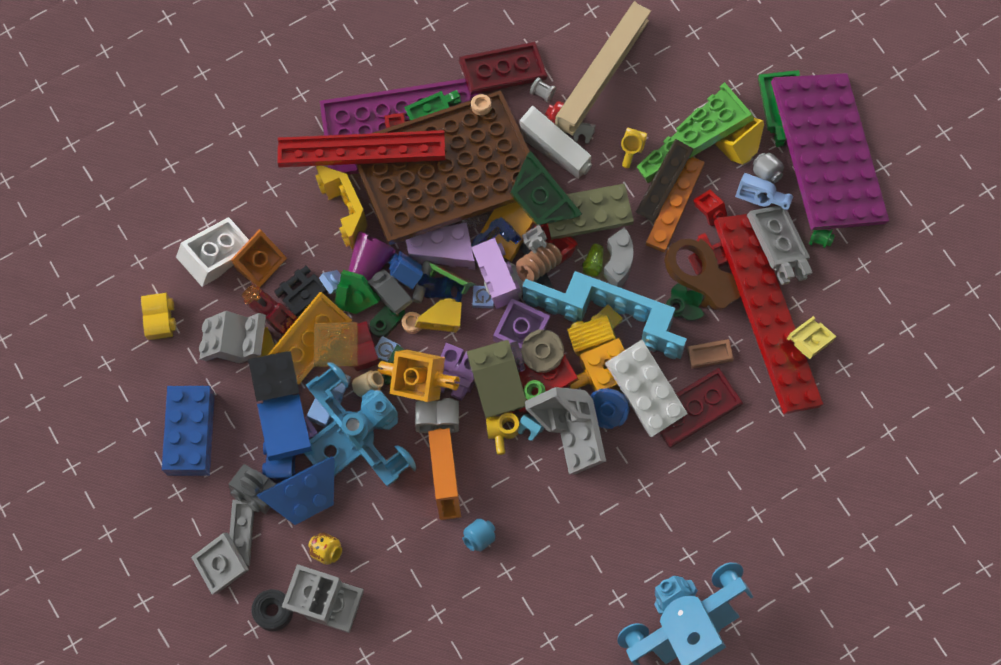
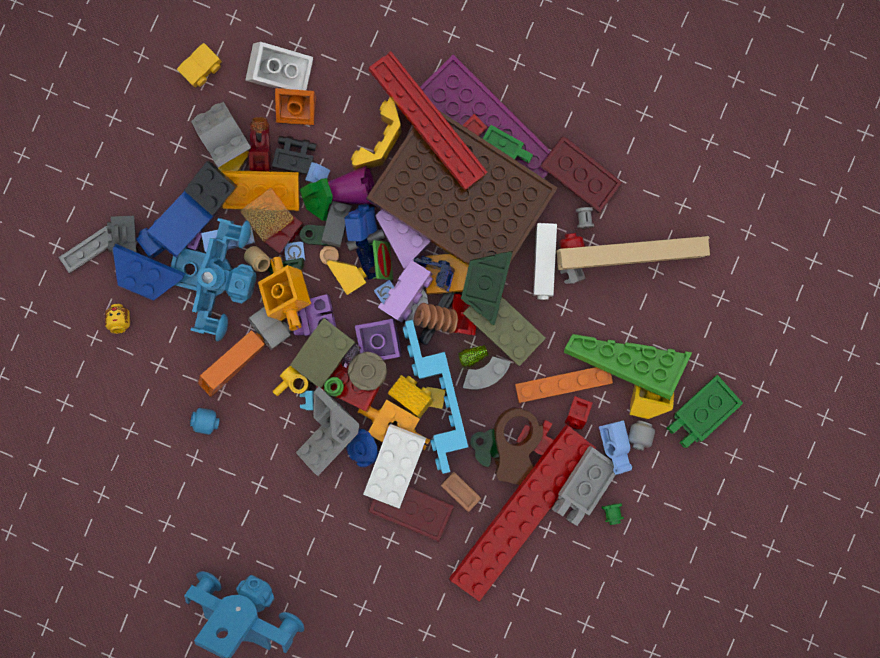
camera: 50 degrees right, 15 degrees up
(188, 431) = (131, 156): blue brick -> none
(220, 563) = (53, 253): light grey plate -> none
(259, 608) = (39, 308): black tyre -> none
(323, 598) = (78, 345): light grey bracket -> none
(481, 104) = (533, 182): light nougat tile -> none
(535, 238) = (450, 302): light grey plate -> none
(632, 143) = (587, 319): yellow piece -> none
(664, 180) = (572, 364): dark brown tile -> none
(811, 337) = (523, 559): light yellow plate -> none
(829, 151) = (688, 472): magenta plate -> none

